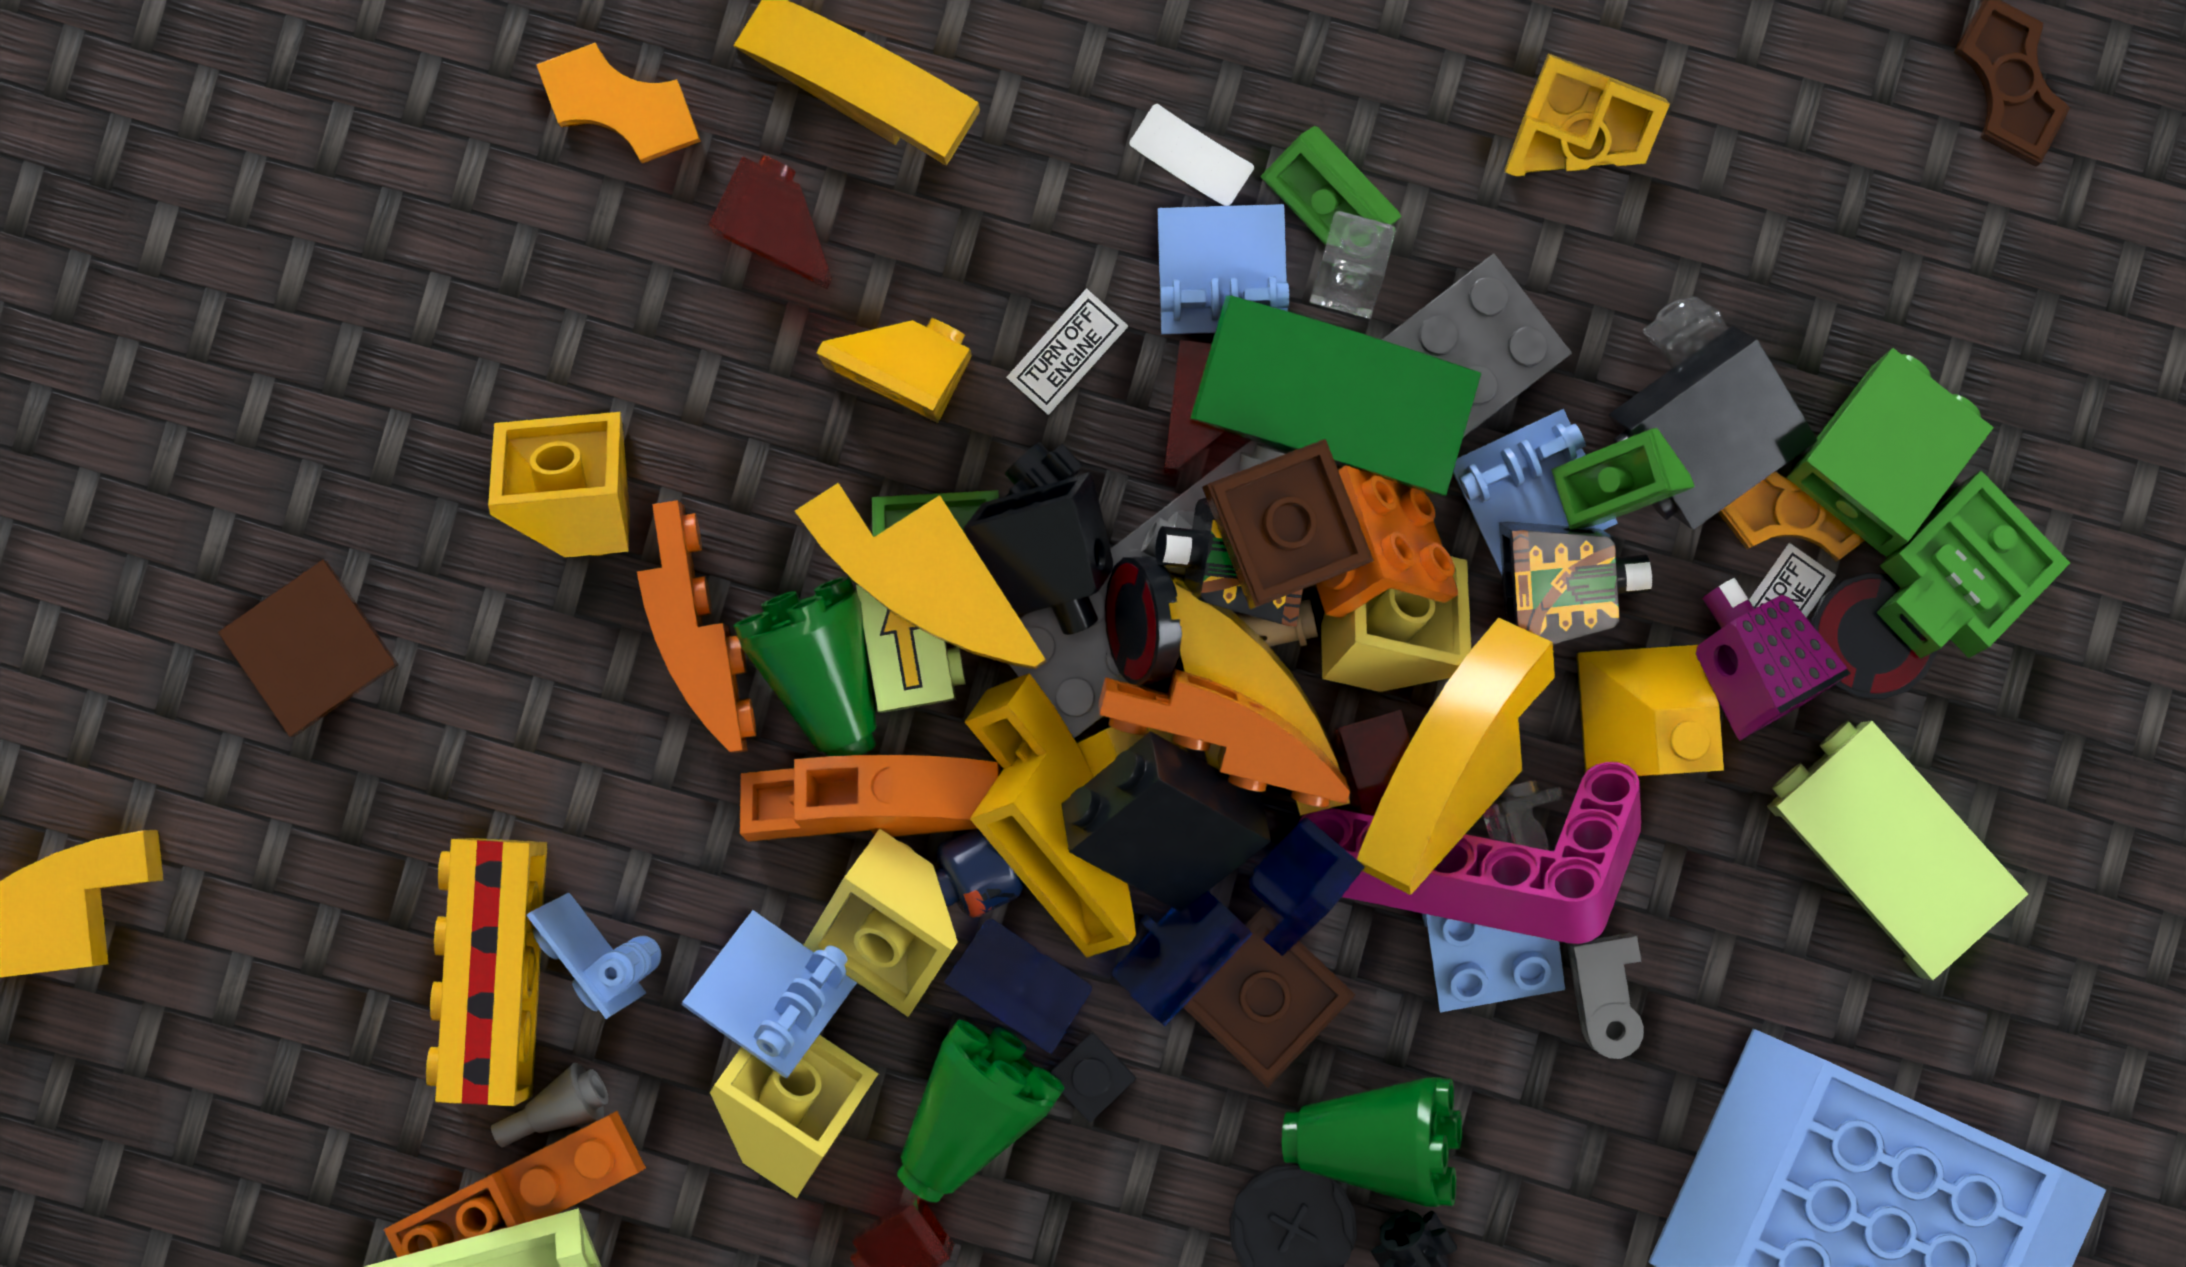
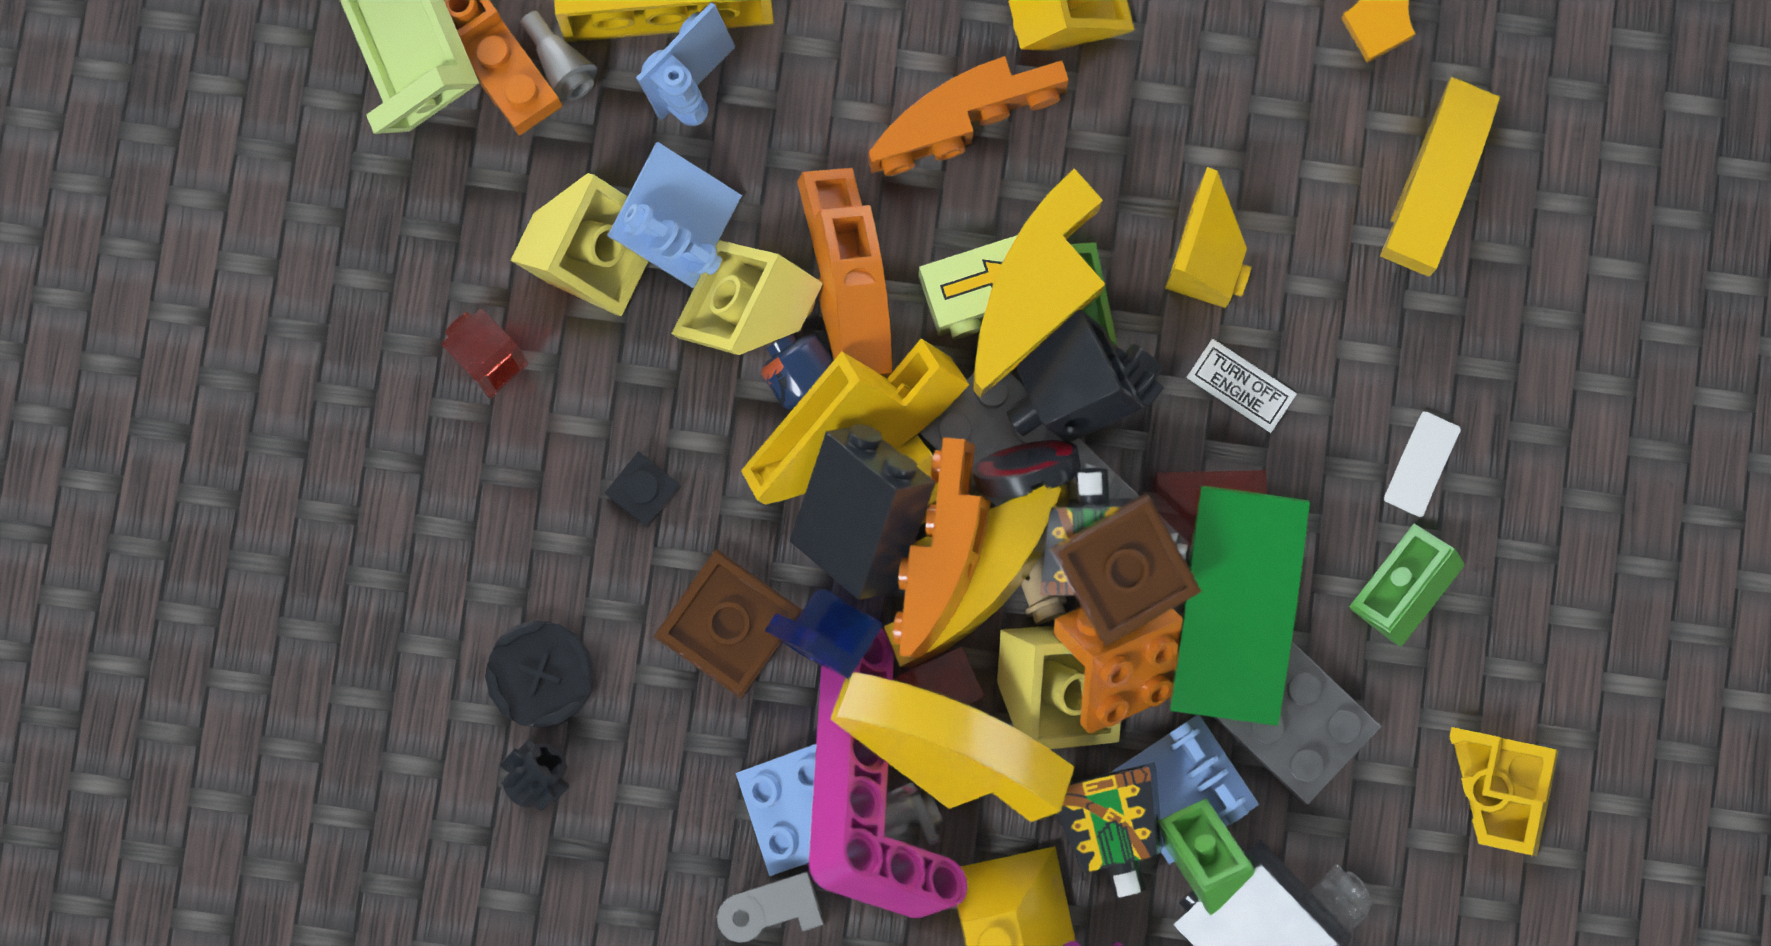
camera: 80 degrees right, 5 degrees down
(771, 219) = (1312, 126): clear red slope -> none
(817, 664) = (949, 213): green cone -> none
(973, 1109) = (604, 392): green cone -> none
(1019, 984) = (709, 419): clear blue panel -> none
(1180, 955) = (753, 547): clear blue panel -> none
(1216, 255) = (1344, 498): light blue hinge -> none
(1353, 264) = (1352, 607): clear bracket -> none
(1382, 1140) = (622, 736): green cone -> none

